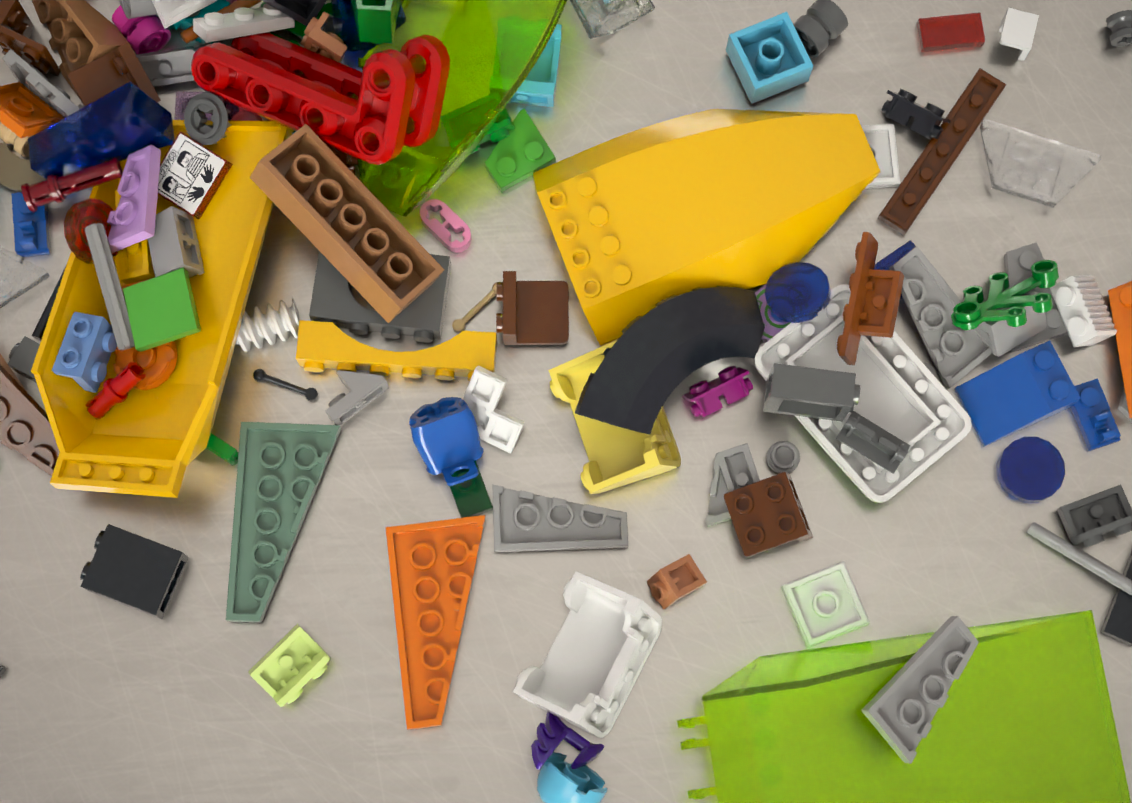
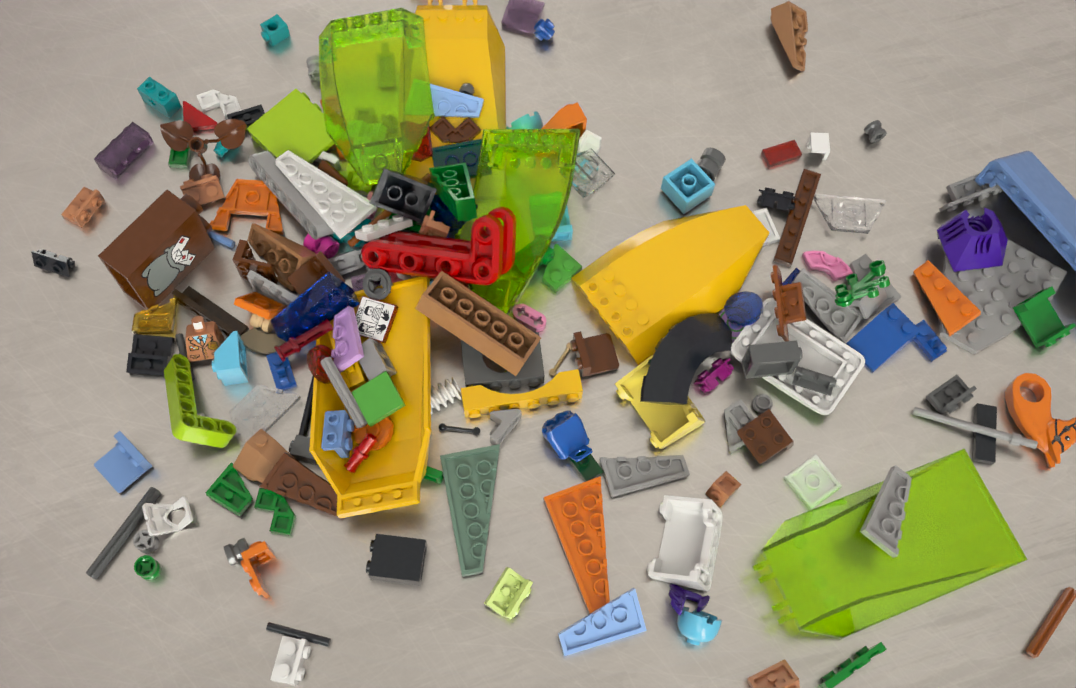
camera: 15 degrees left, 10 degrees down
(430, 750) = (608, 623): none -> light blue wing
(492, 424) = (593, 424): white tile -> none
(967, 243) = (827, 263): none -> bright pink tile
(1031, 469) = (903, 378): clear blue tile -> none
(1083, 310) = (904, 284): white brick -> none

